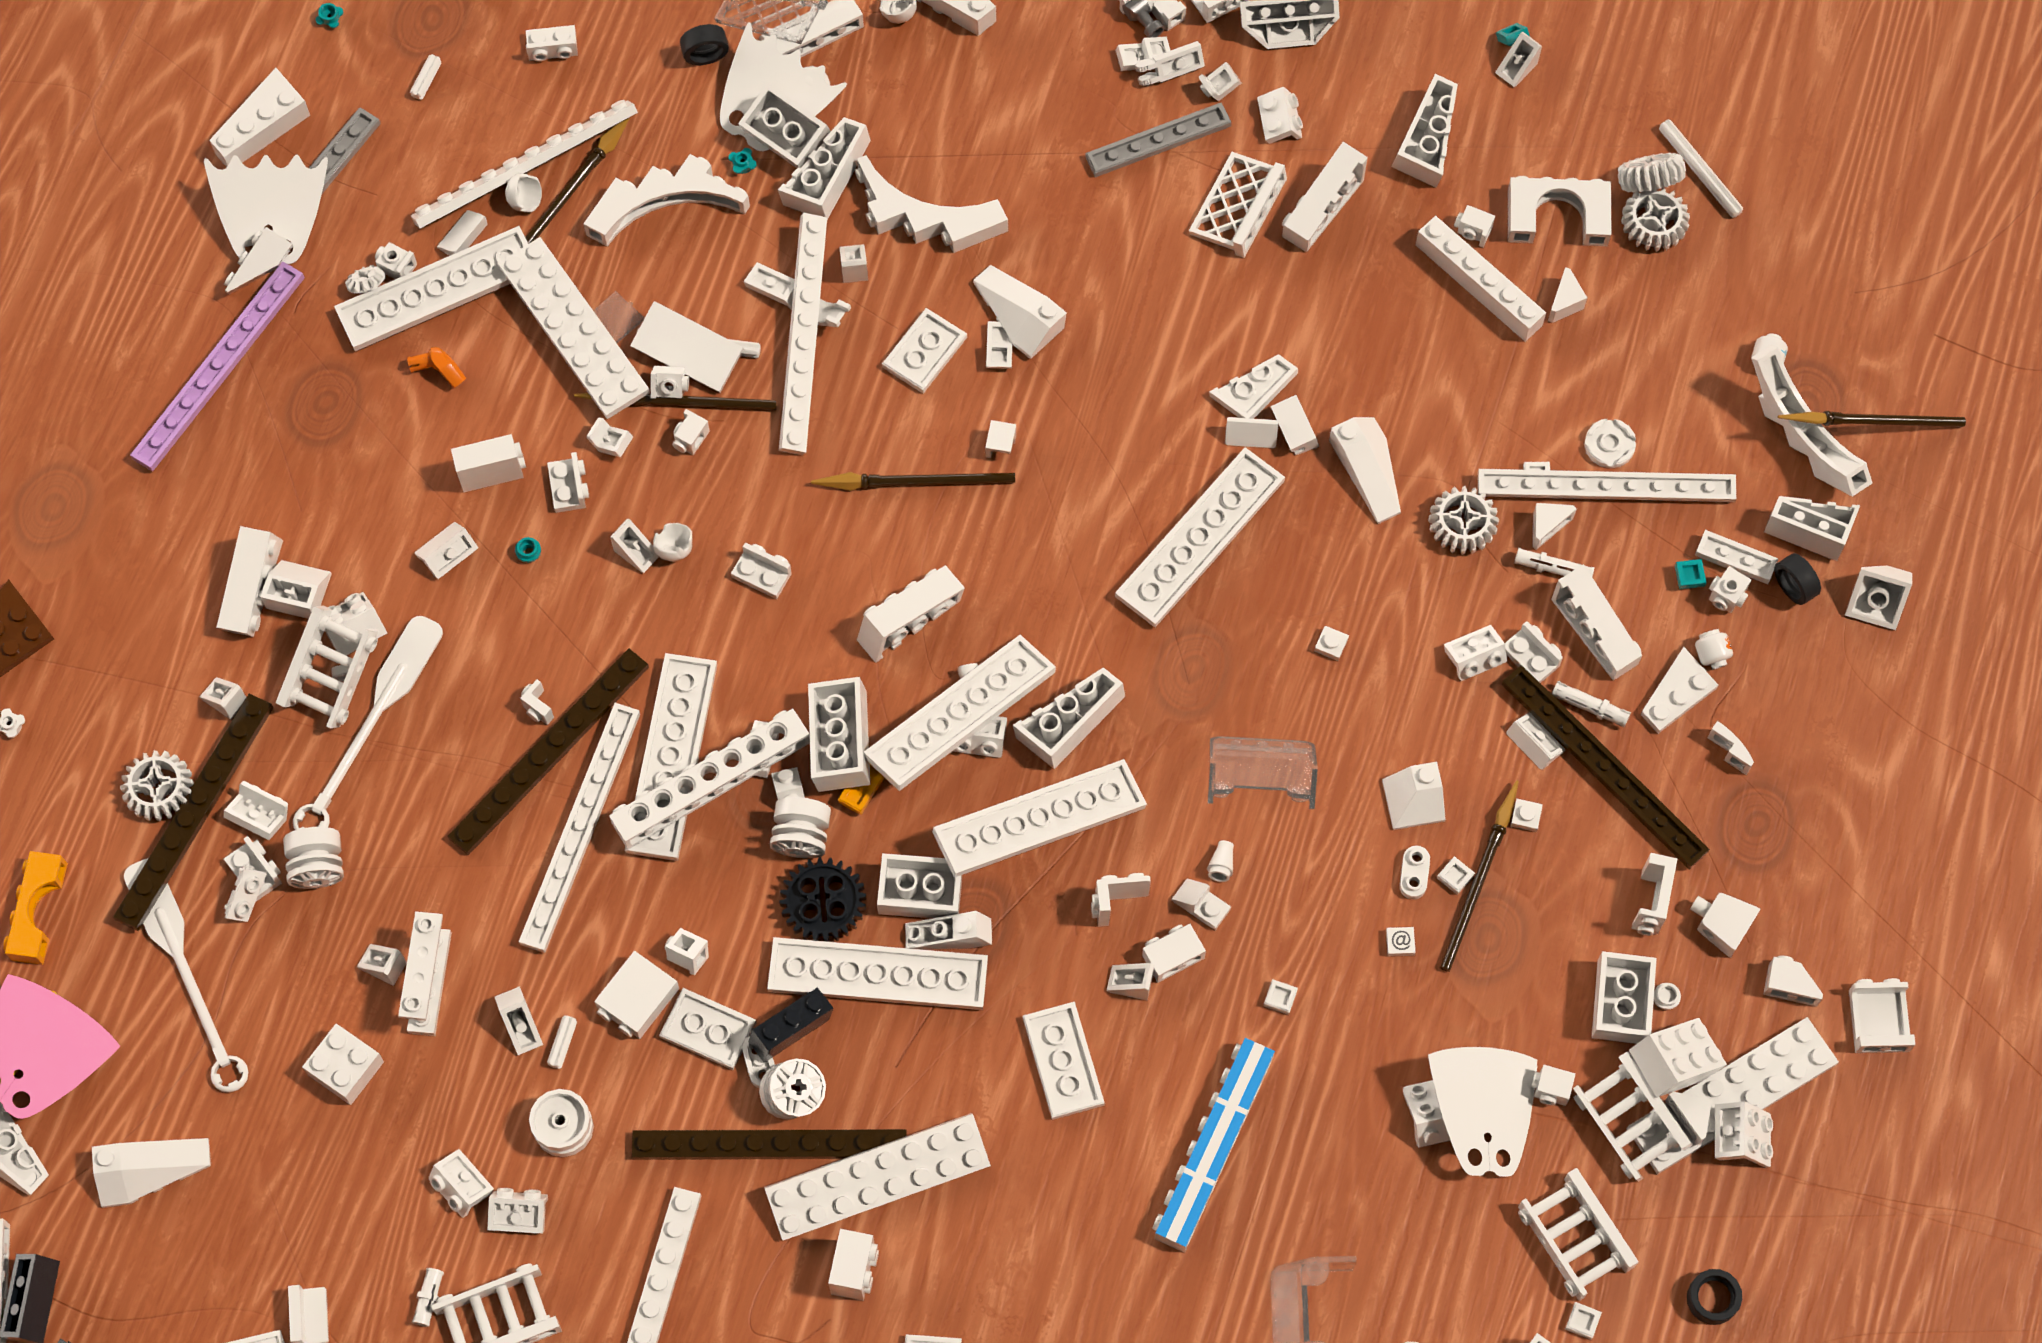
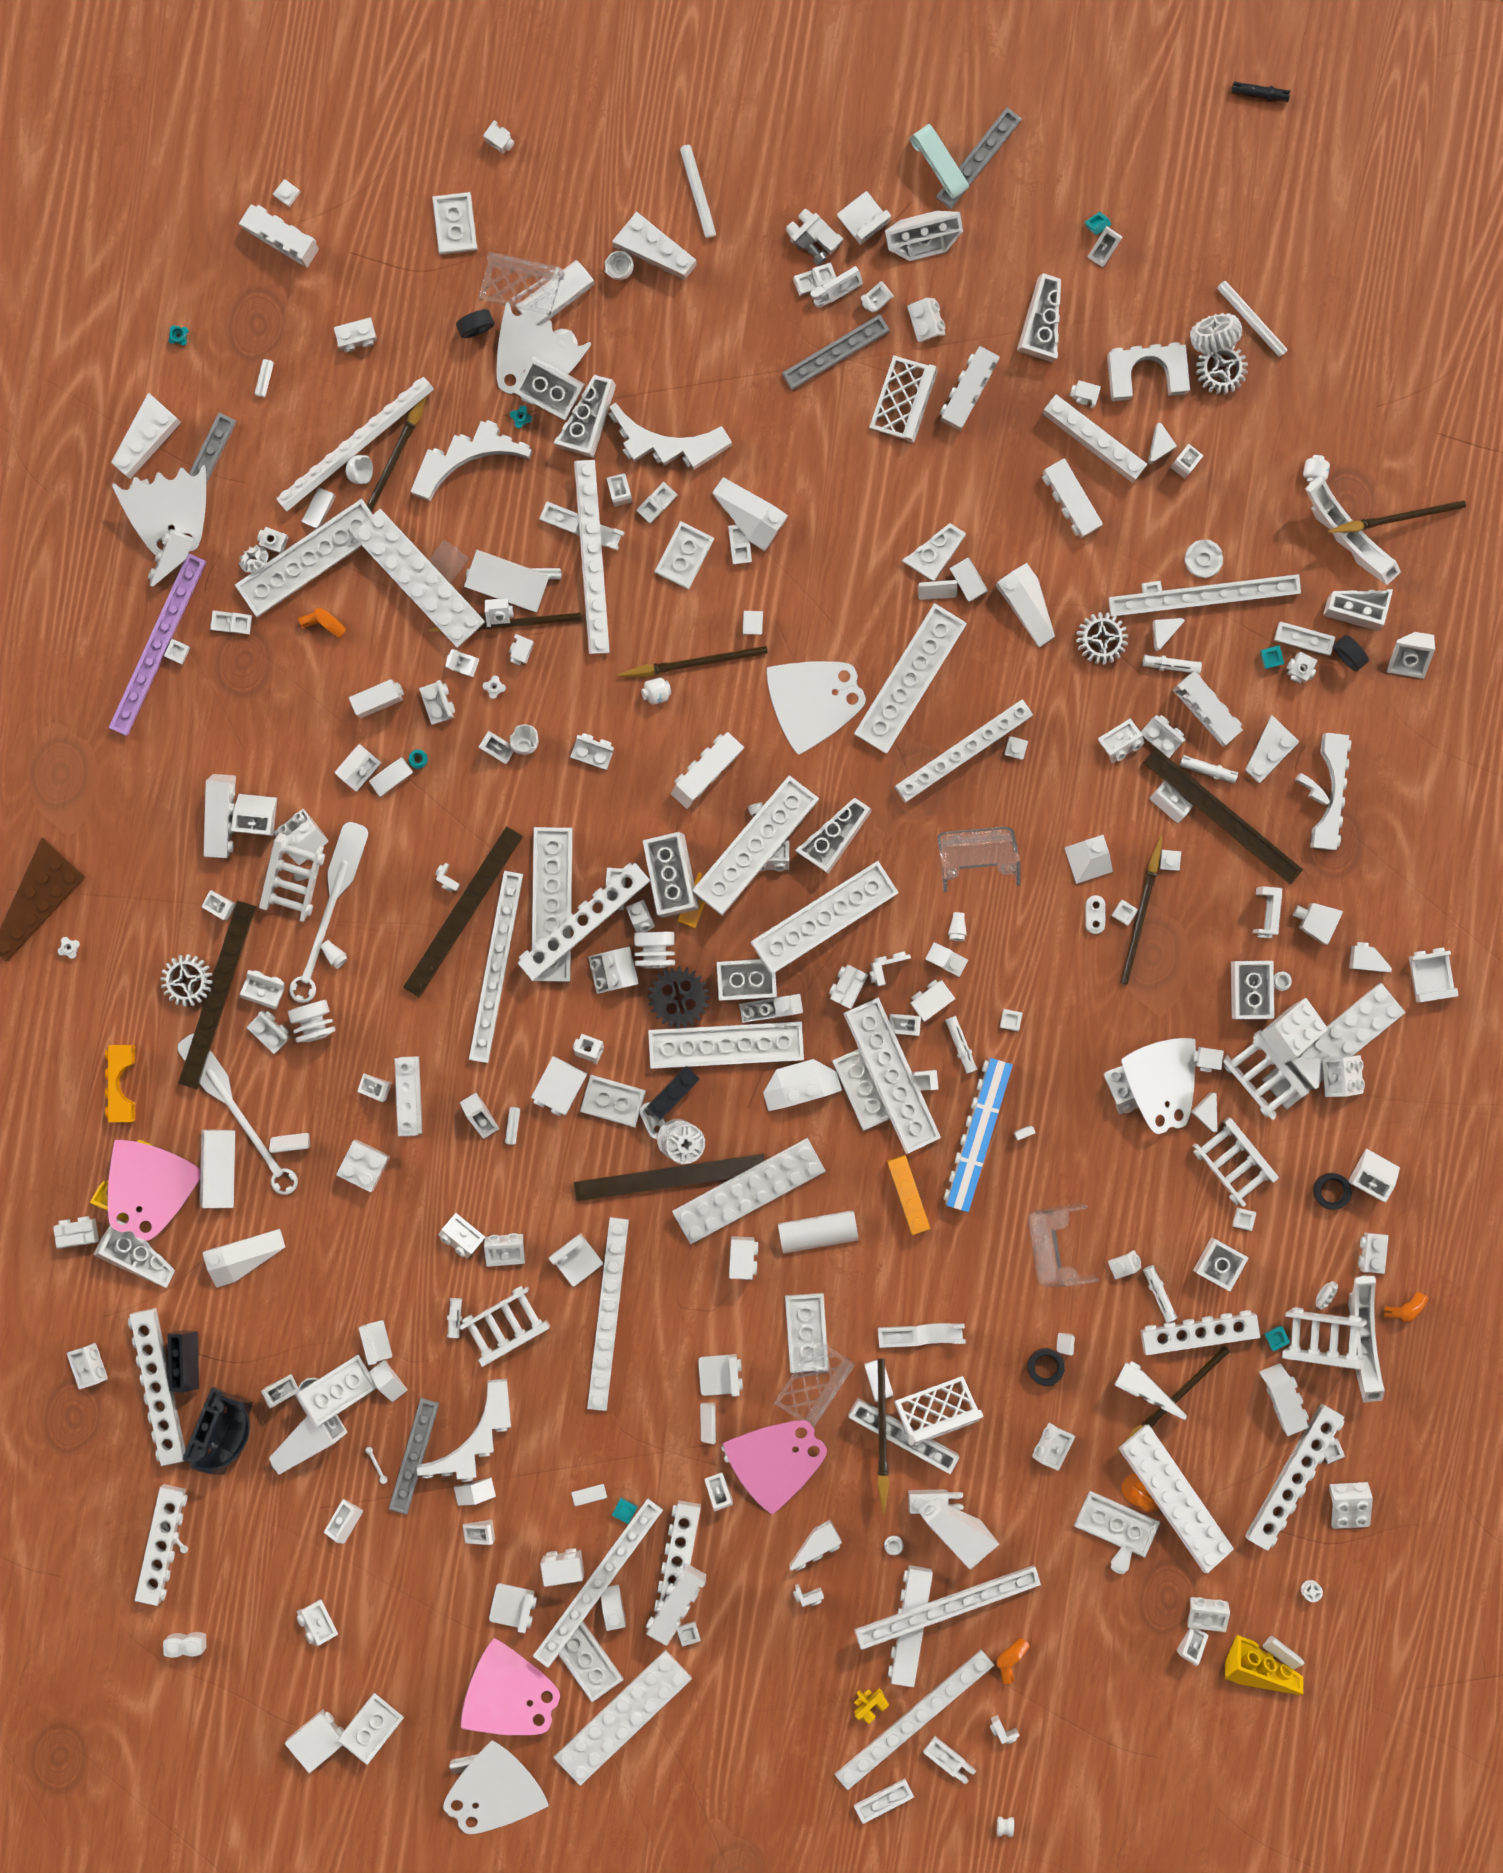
camera: 10 degrees left, 20 degrees up
(140, 1040) = (217, 1168): none -> white brick
(241, 377) = (177, 651): none -> white plate
(246, 893) = (266, 1058): white hinge -> none
(248, 1023) = (289, 1142): none -> white slope
(318, 353) = (230, 622): none -> white slope
(364, 781) = (334, 955): none -> white cone
(487, 565) = (391, 776): none -> white slope
(546, 1126) = (535, 1186): white wheel -> none
(615, 1237) = (576, 1260): none -> white bracket
(646, 481) = (499, 687): none -> white plate
(739, 851) = (613, 970): none -> white slope
(859, 506) = (656, 691): none -> white head
(900, 283) = (657, 502): none -> white slope
(967, 1249) = (818, 1231): none -> white brick
(973, 1041) = (800, 1084): none -> white wedge
(1057, 549) = (806, 701): none -> white piece
(1059, 918) = (848, 986): none -> white brick
(1103, 1046) = (892, 1075): none -> white plate
(1103, 1213) = (908, 1194): none -> light orange arch
(1149, 1059) = (926, 1079): none -> white panel
(1204, 1012) = (961, 1045): none -> white pin
(1259, 634) = (963, 750): none -> white brick
(1280, 1151) = (1024, 1132): none -> white tile
(1400, 941) = (1090, 967): white tile -> none
(1443, 346) = (1072, 498): none -> white brick
(1543, 1160) = (1207, 1111): none -> white slope
(1597, 323) = (1186, 461): none -> white slope
(1714, 648) = (1294, 714): white head -> none
(1765, 705) = (1334, 751): none -> white arch
(1777, 1283) = (1375, 1175): none -> white slope

